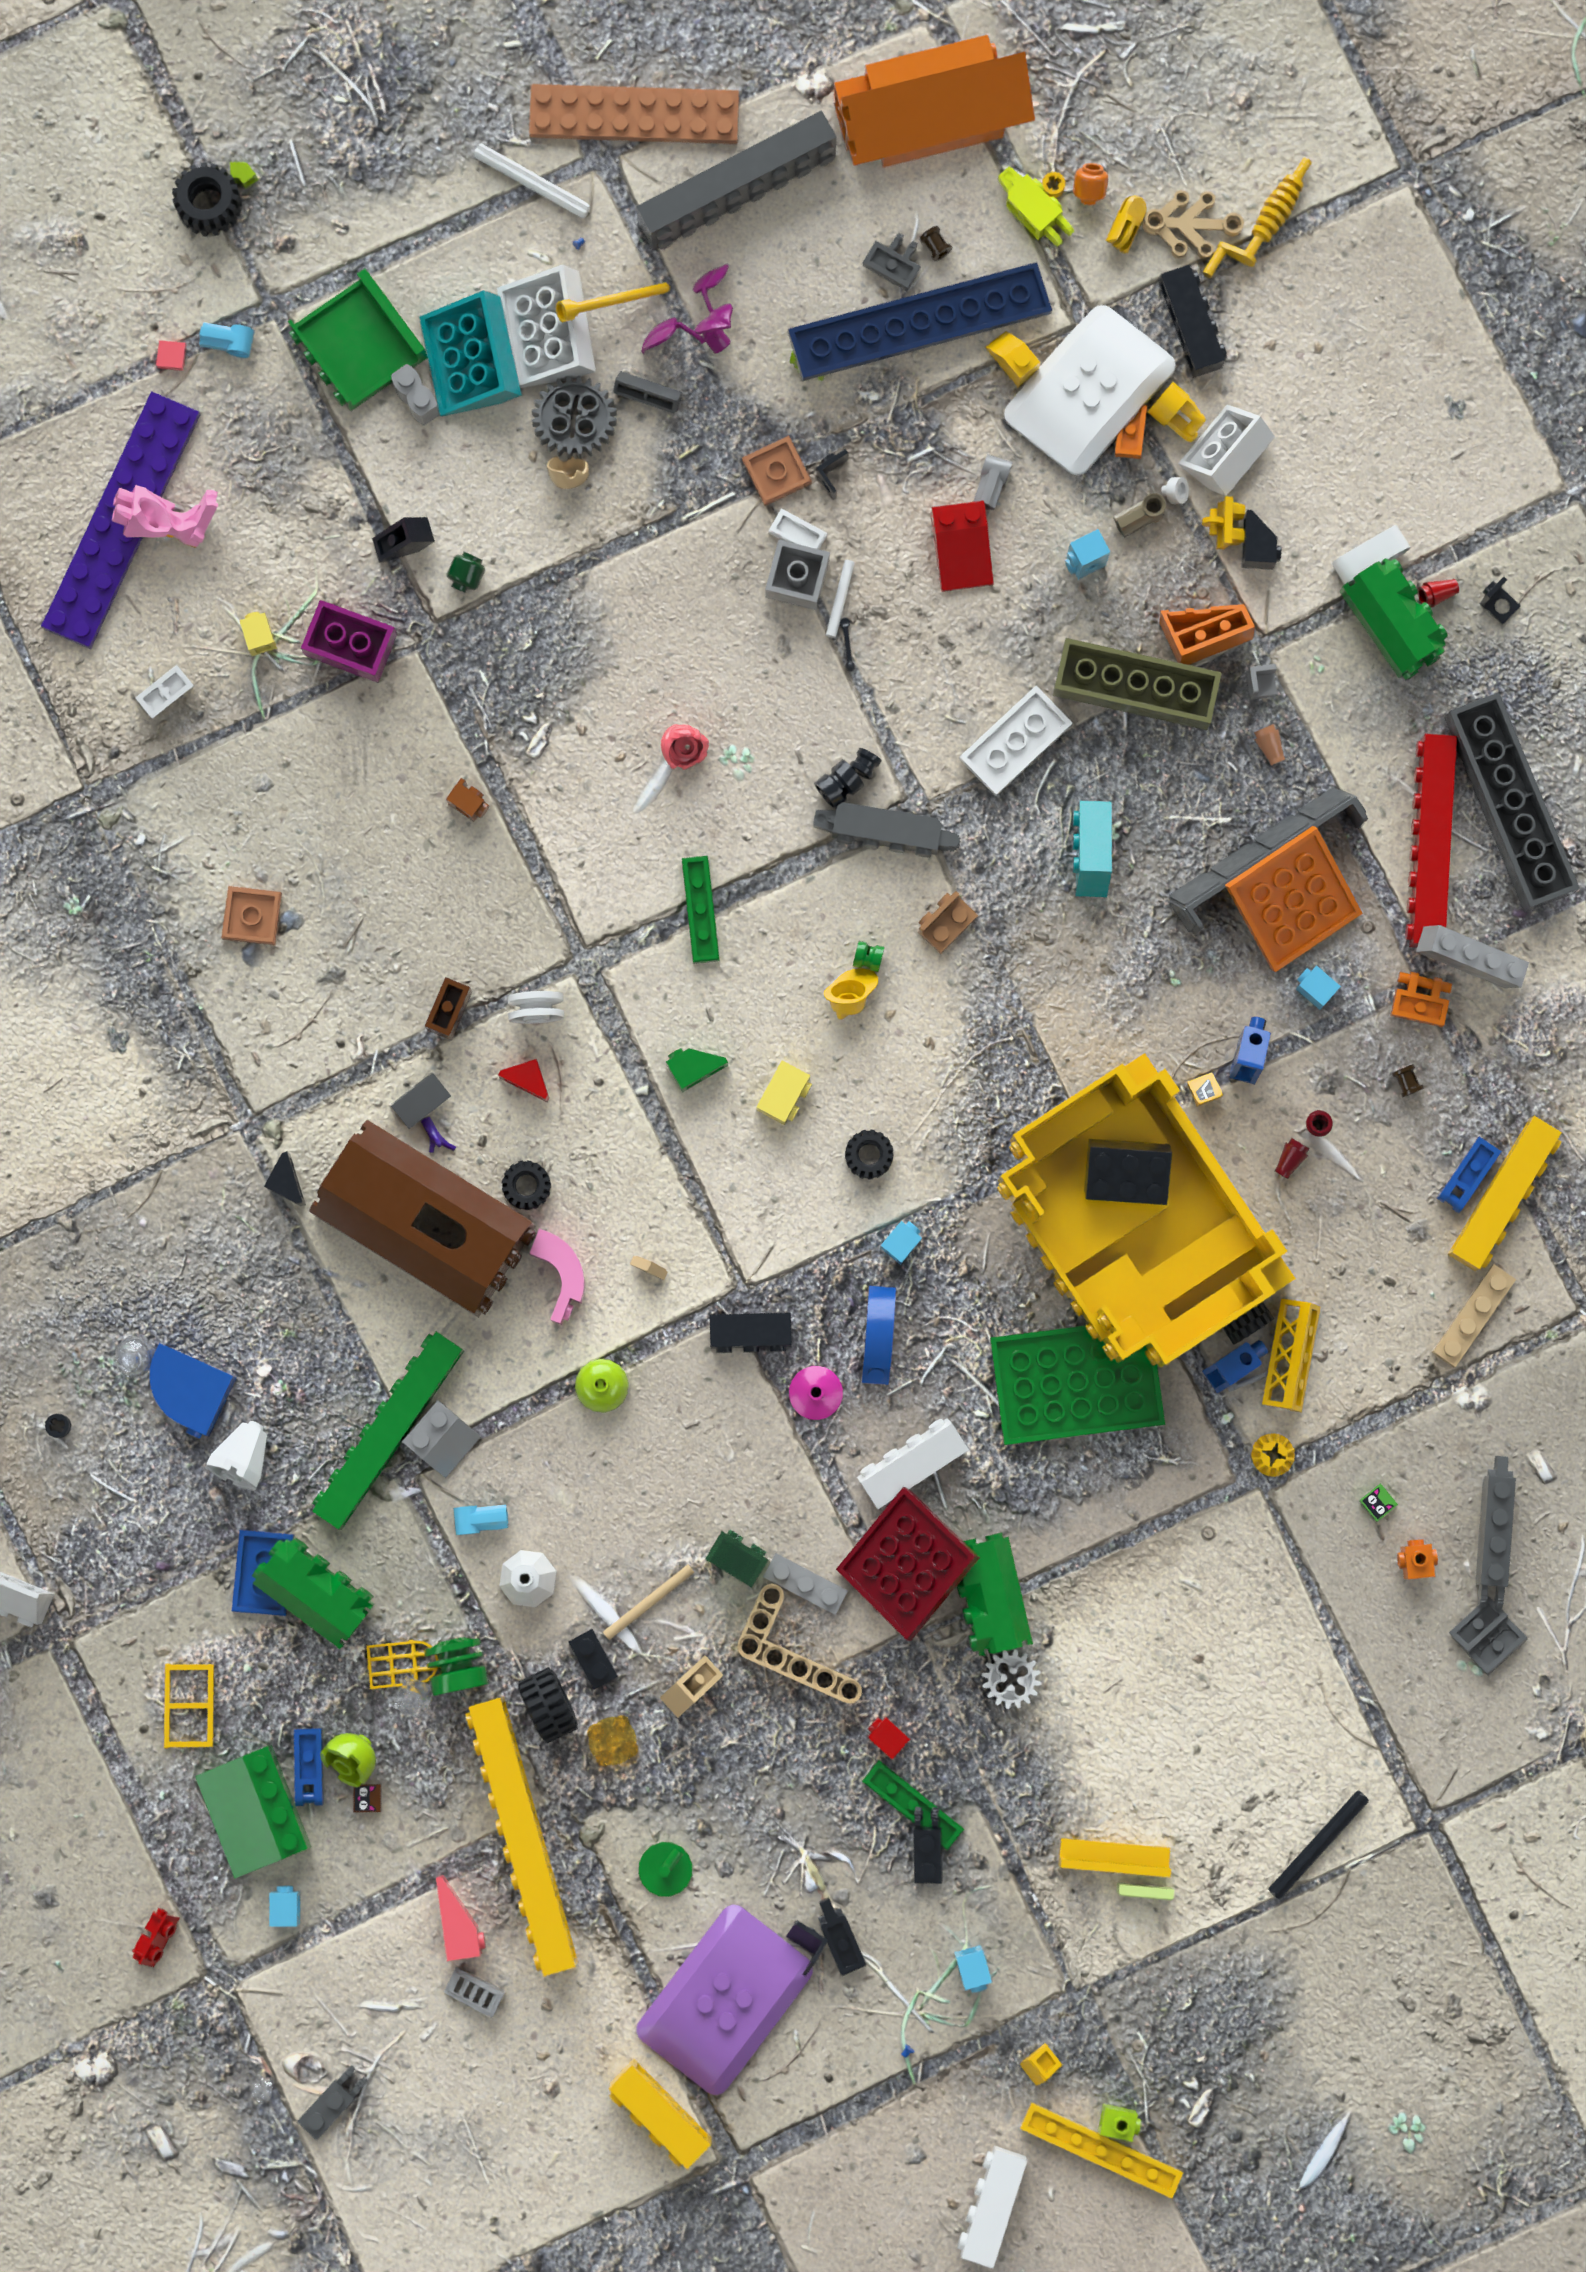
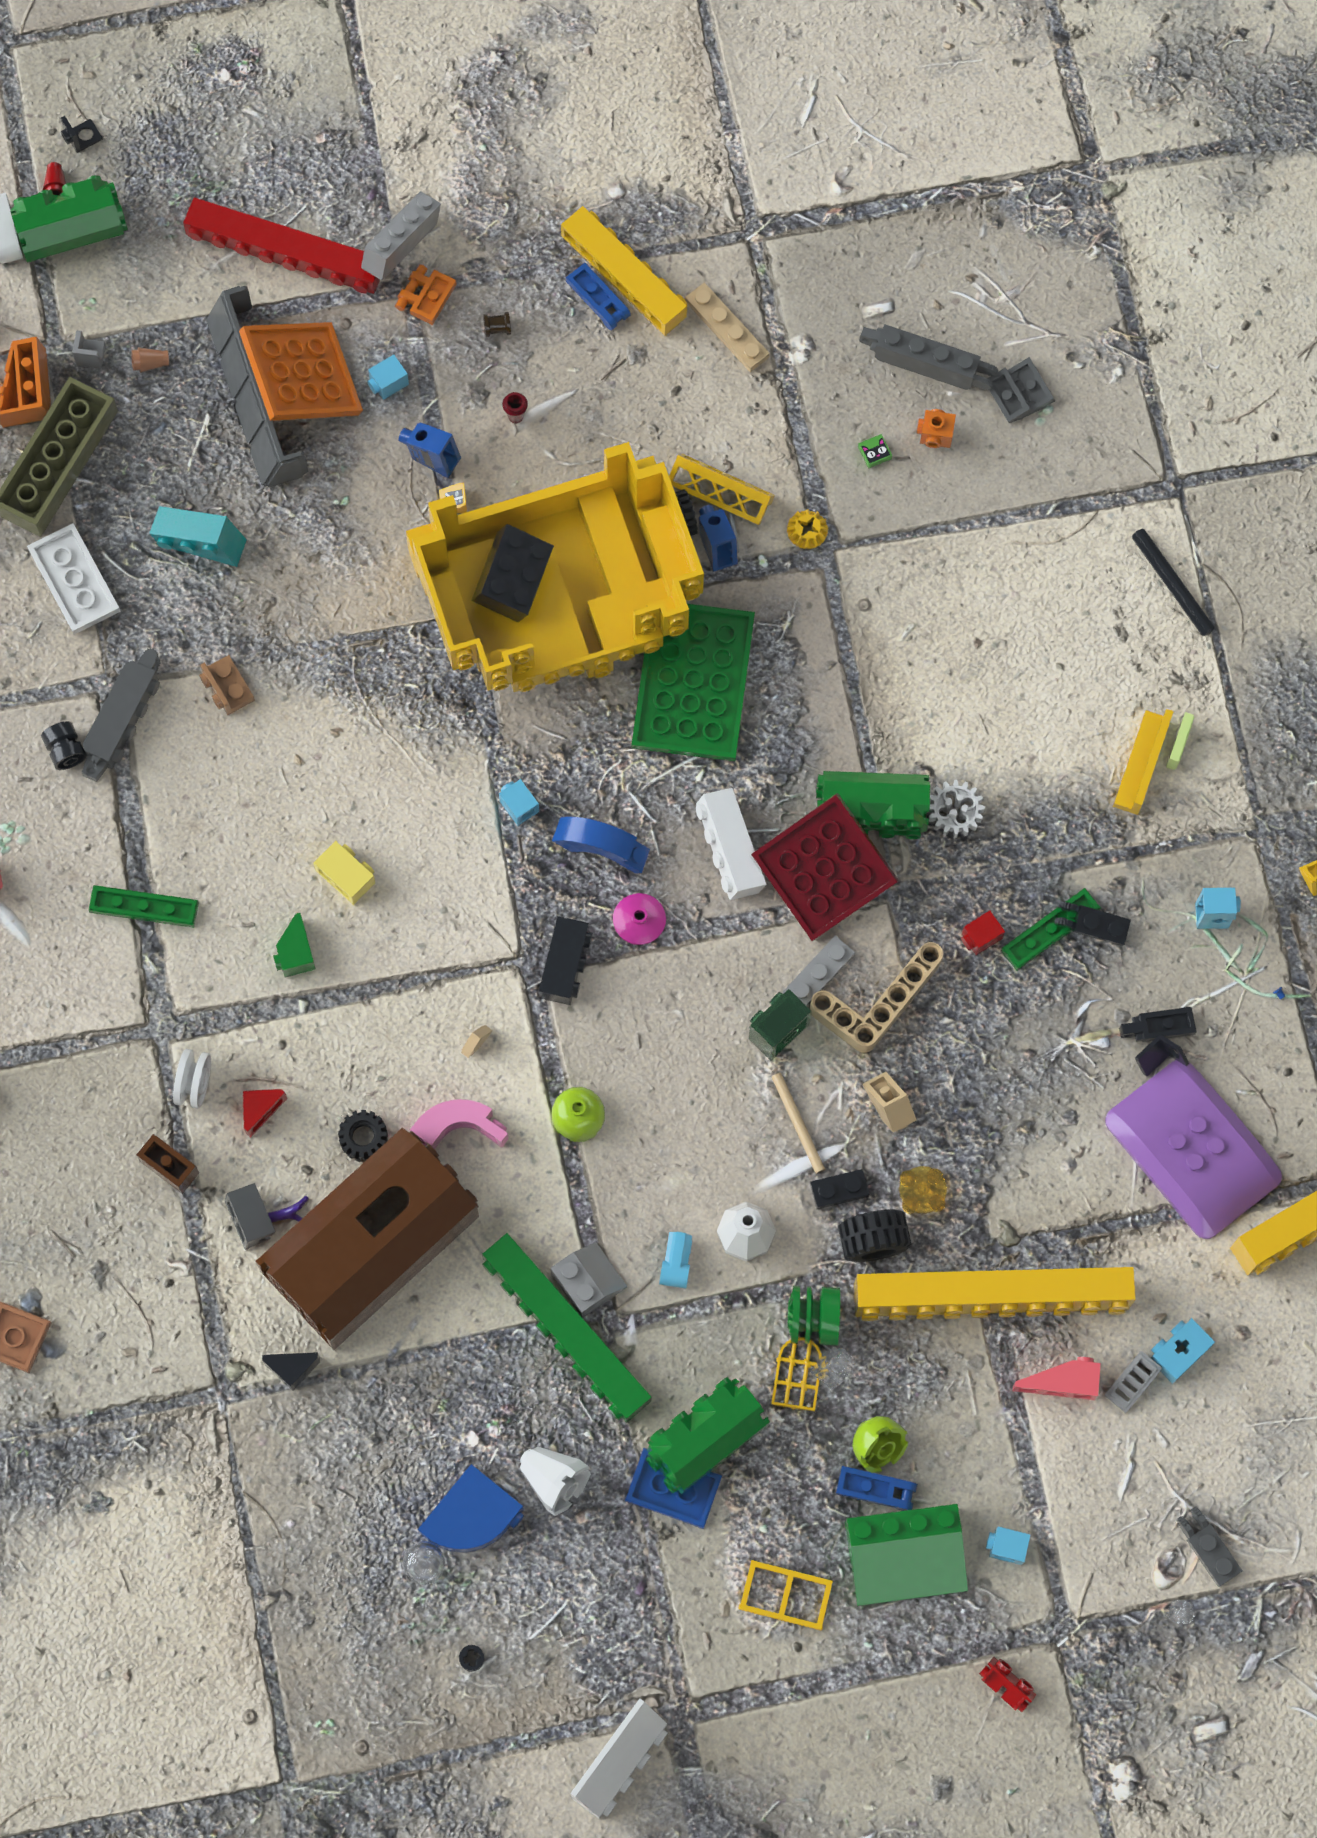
camera: 75 degrees left, 10 degrees down
(367, 1798) = (921, 1439): tile -> none
(501, 2033) = (1196, 1344): none -> medium azure brick
(665, 1869) = (1057, 1172): green shield -> none
(850, 991) = (266, 785): yellow piece -> none
(852, 1154) = (426, 795): black tyre -> none
(865, 763) = (50, 715): black wheel -> none
(868, 956) = (237, 762): green wheel -> none
(1292, 1156) = (537, 439): dark red cone -> none
(1511, 802) = (269, 168): dark grey brick -> none

